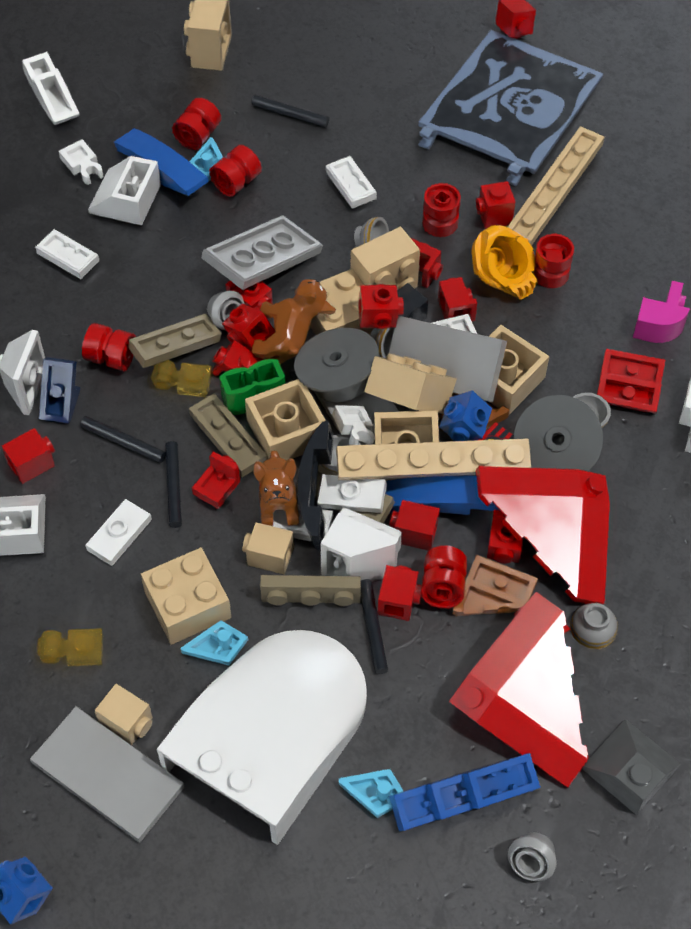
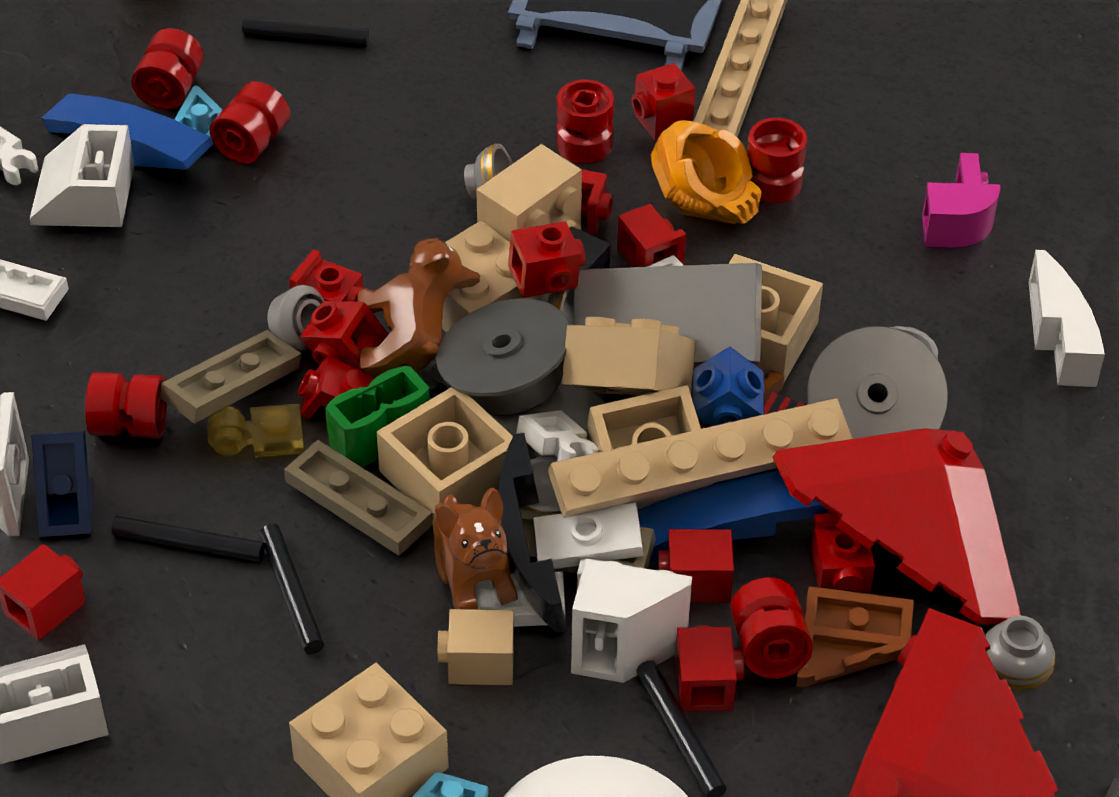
camera: 15 degrees left, 10 degrees down
(118, 532) = (224, 678): white plate -> none
(217, 480) = (364, 564): red bracket -> none
(262, 252) = (329, 225): light grey tile -> none
(310, 589) = (566, 693): dark tan plate -> none
(351, 182) = (432, 110): white plate -> none
(631, 380) = (947, 301): red slope -> none

